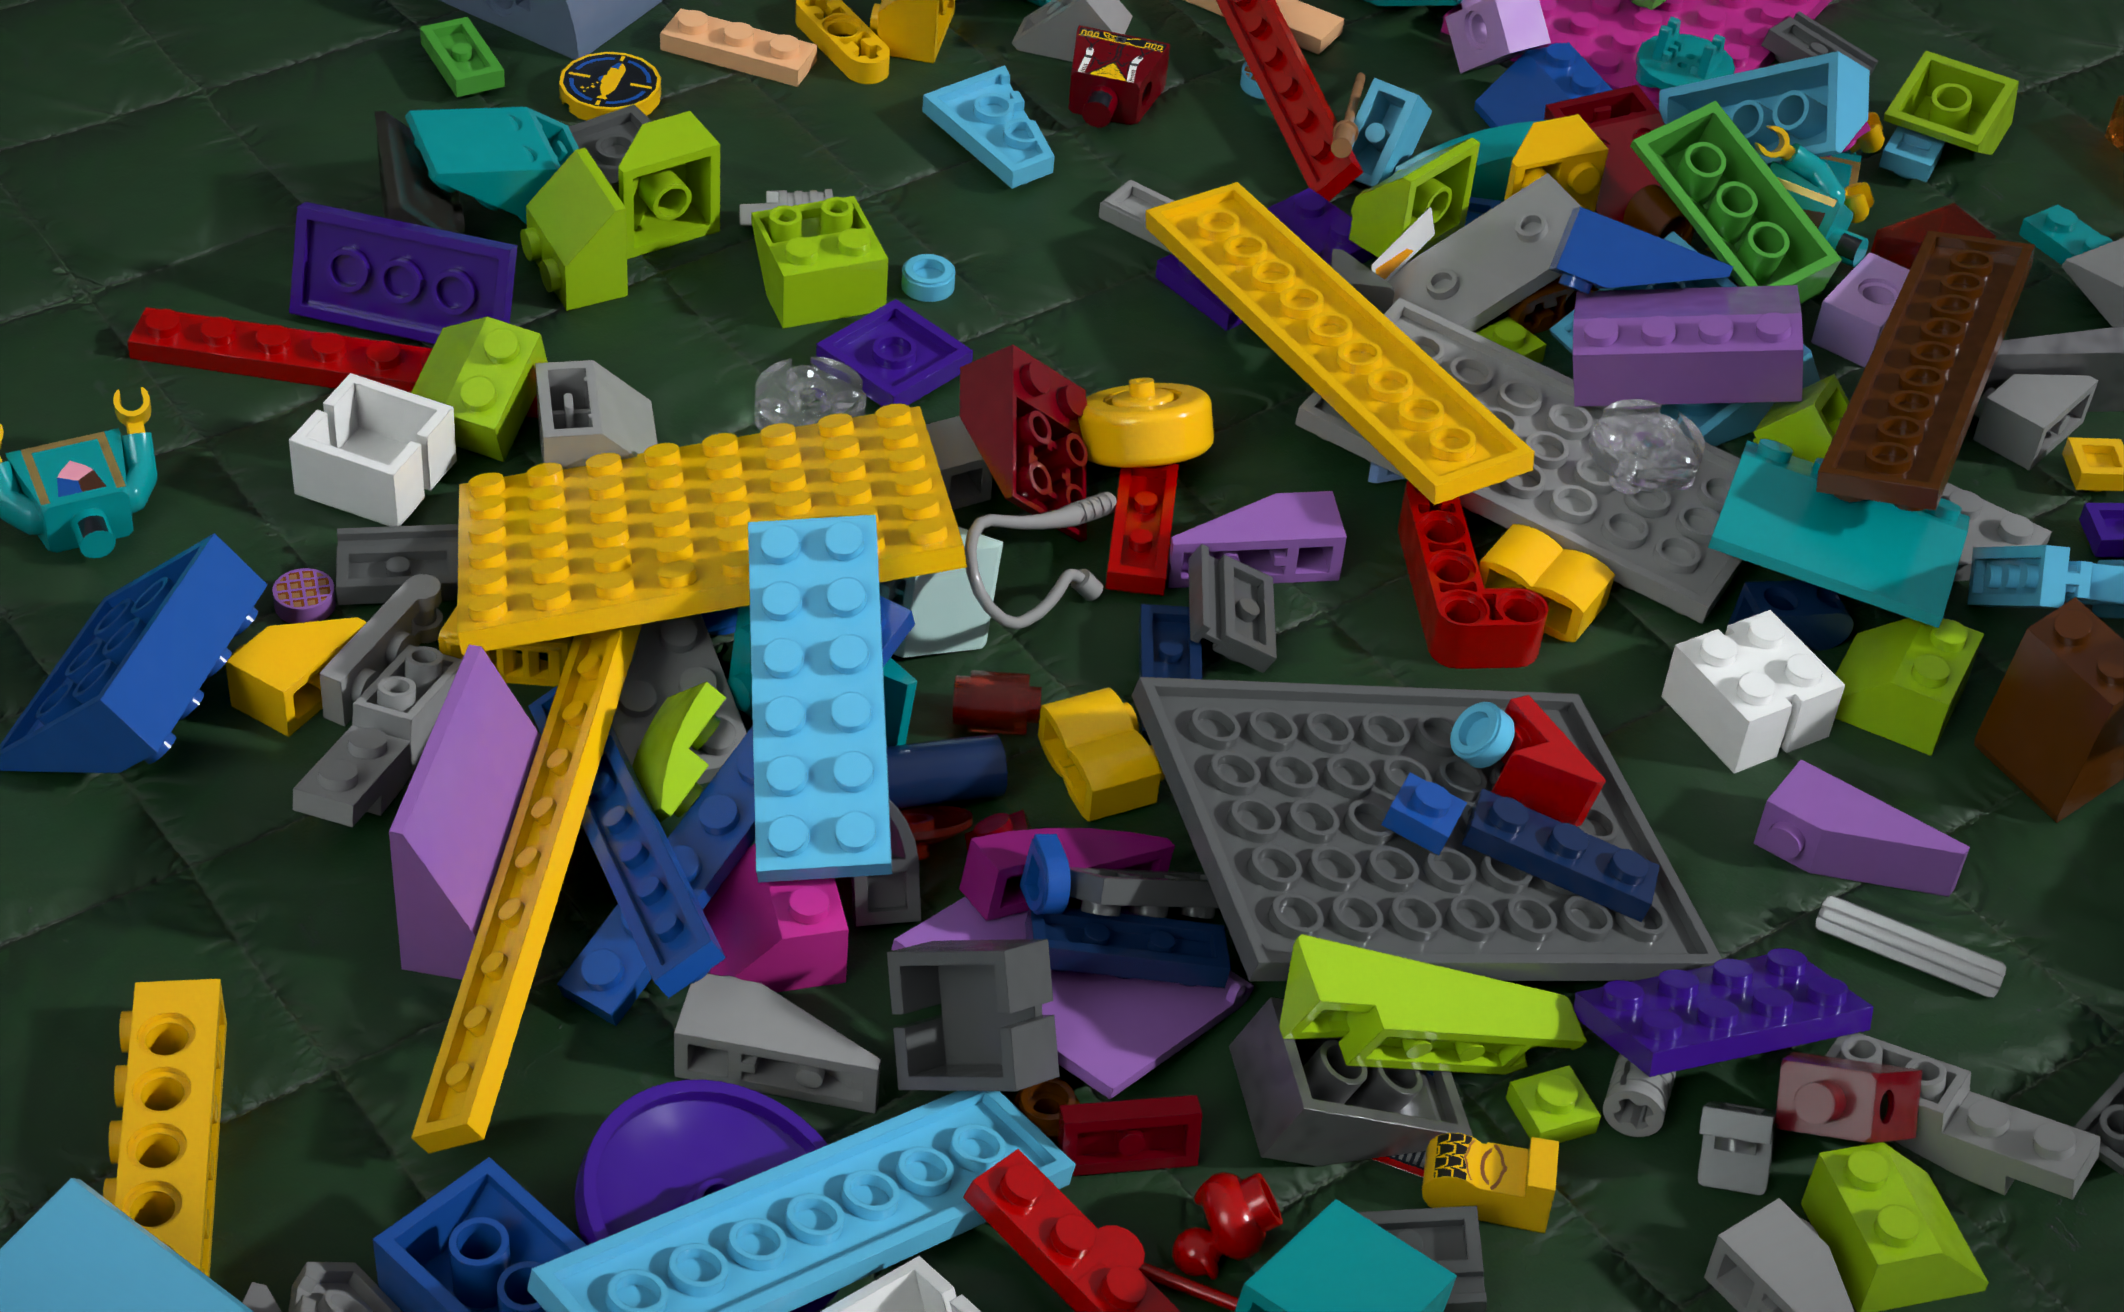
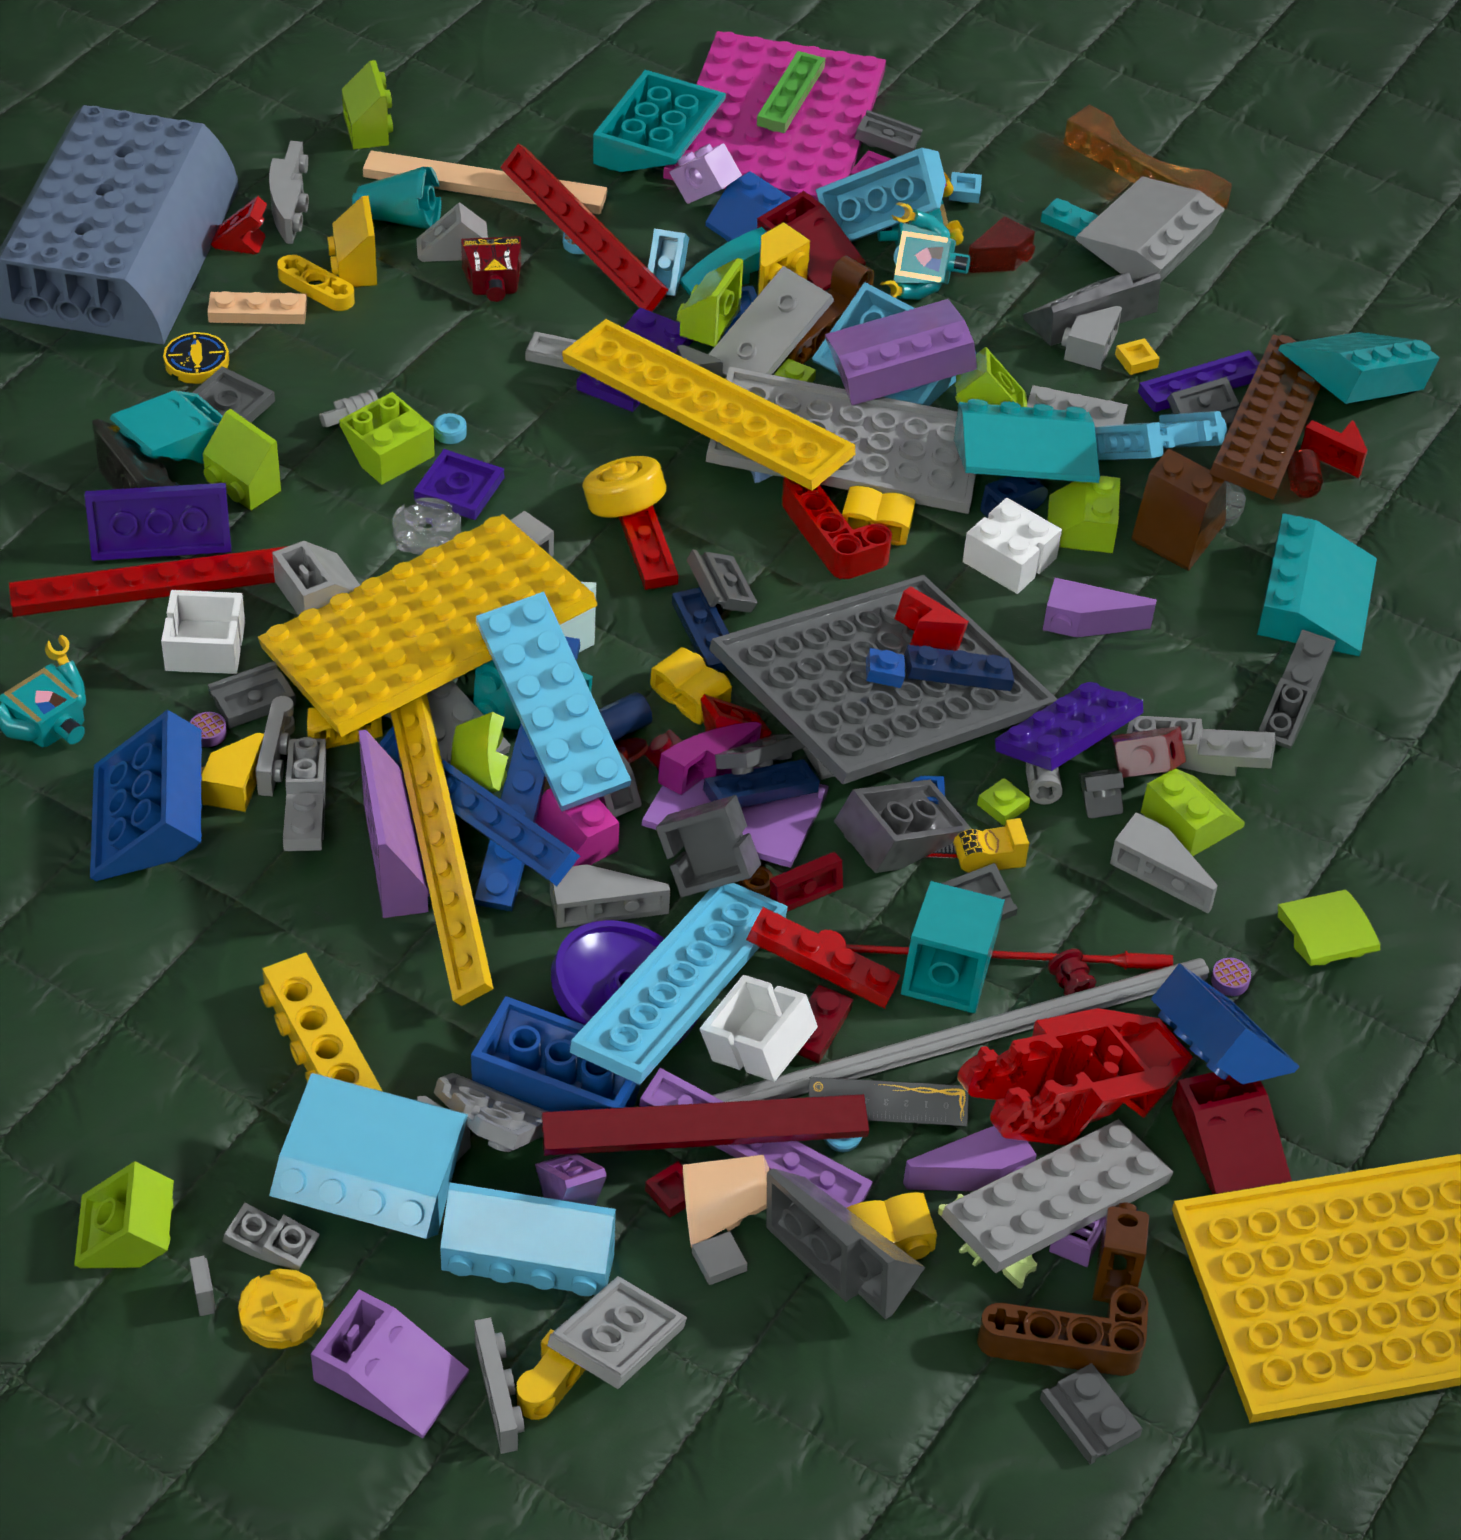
camera: 20 degrees left, 5 degrees up
(462, 57) = (96, 363): bright green plate -> none
(487, 378) = (239, 566): lime slope -> none
(670, 184) = (283, 408): lime slope -> none
(992, 126) = (436, 318): medium azure wing -> none
(996, 702) = (622, 673): clear red brick -> none
(1027, 430) = (564, 508): dark red slope -> none
(1046, 876) = (711, 762): blue tile -> none
(1067, 516) = (630, 589): light grey piece -> none
(1122, 809) = (722, 713): none -> red slope
(1238, 1218) = (880, 906): red animal -> none
(1281, 535) = (727, 531): medium lavender slope -> none
(1346, 131) = (652, 268): medium nougat piece -> none
(1405, 246) = (717, 333): white sticker -> none
(1418, 1012) = (926, 773): lime wedge -> none
(1482, 734) = (894, 615): medium azure tile -> none
(1614, 255) = (844, 310): blue slope -> none
(1669, 451) = (899, 434): clear plate -> none
(1681, 58) = (818, 165): teal plate -> none
(1737, 202) = (895, 256): bright green slope -> none
(1859, 308) = (983, 295): lavender brick -> none
(1911, 946) = (1143, 661): light grey axle -> none
(1926, 373) = (1038, 331): reddish brown plate -> none
(1955, 103) = (979, 150): lime slope -> none

